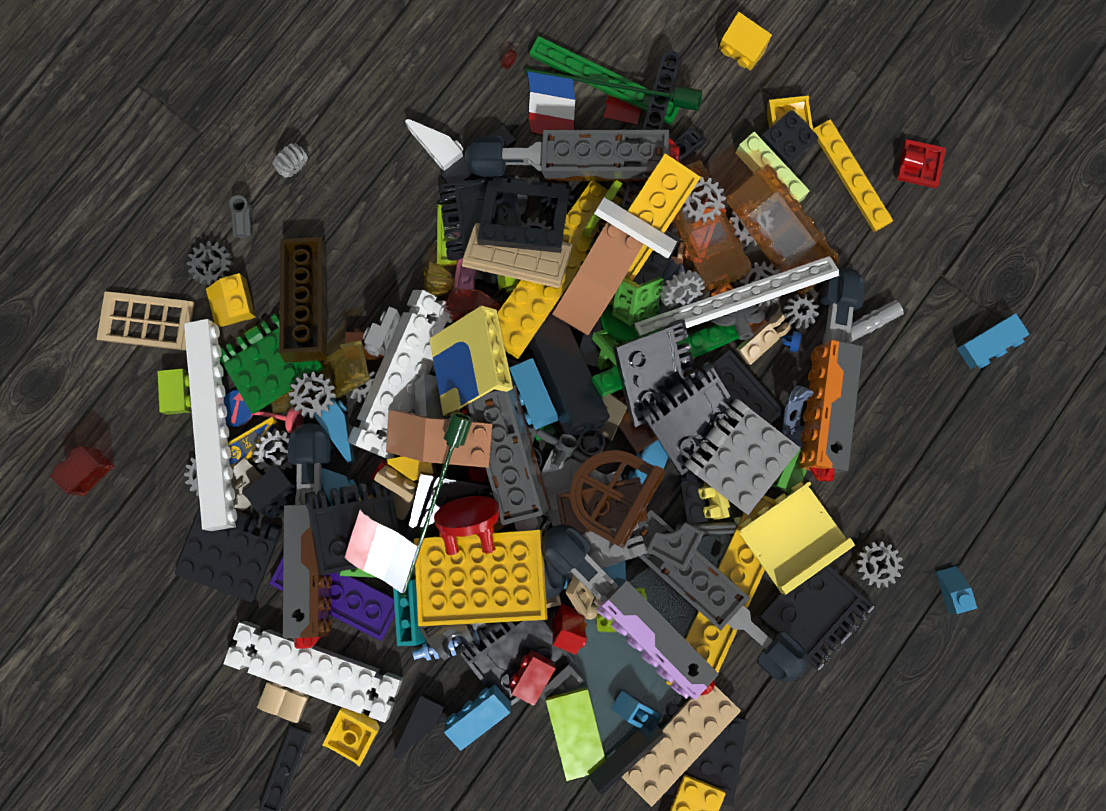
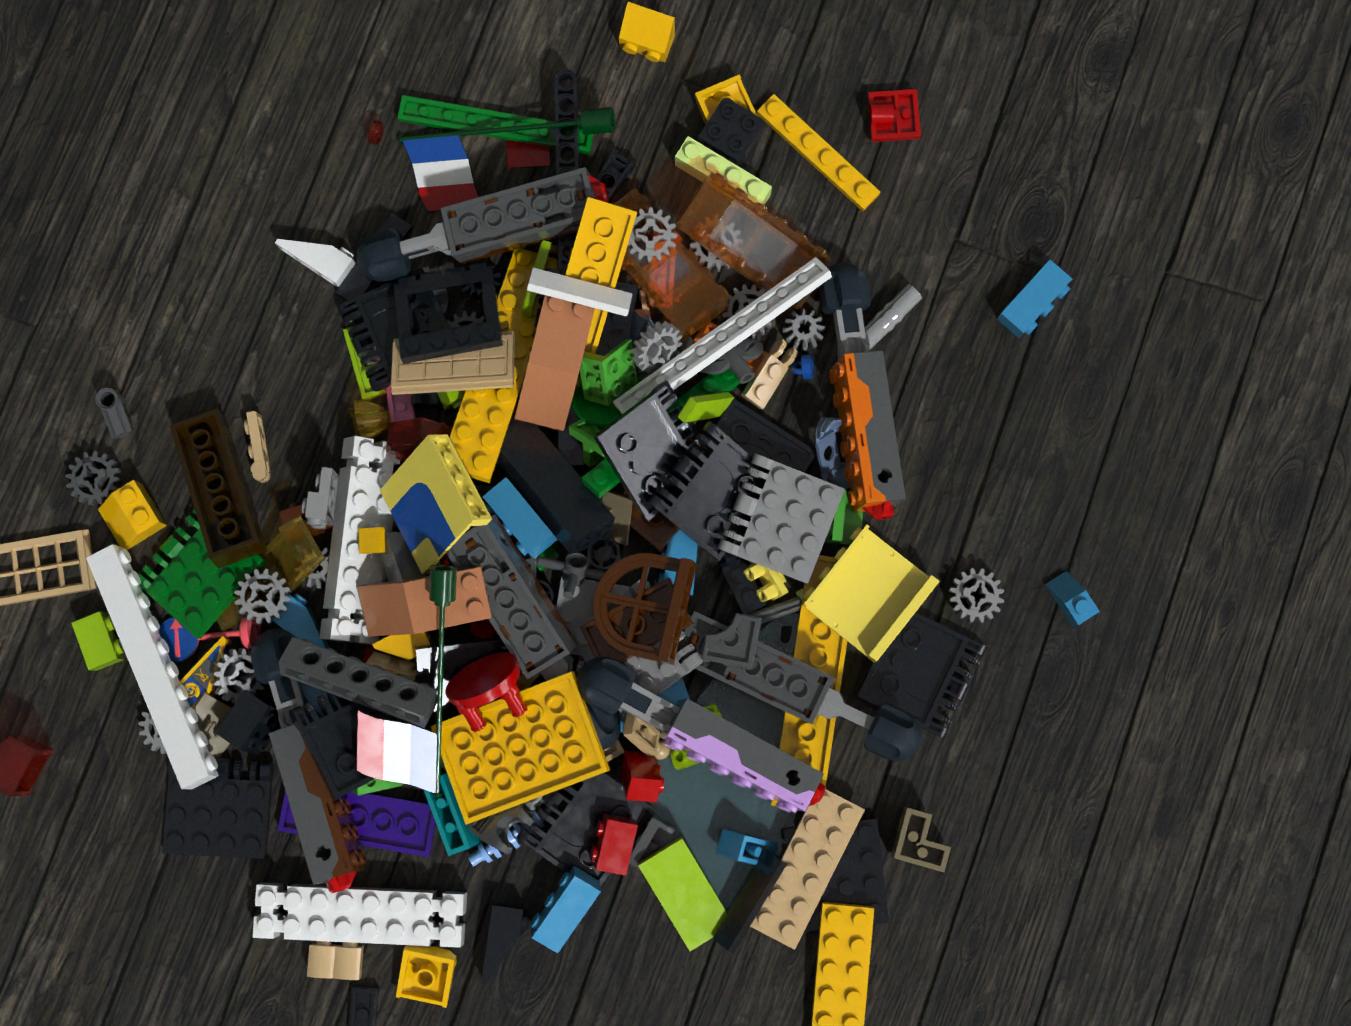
camera: 15 degrees left, 0 degrees up
(290, 160) = (152, 328): light grey gear -> none
(344, 278) = (258, 447): none -> tan hinge
(370, 497) = (342, 684): none -> dark grey brick
(411, 376) = (371, 540): none -> yellow tile
(707, 349) = (705, 407): none -> lime tile
(771, 749) = (911, 842): none -> dark tan brick

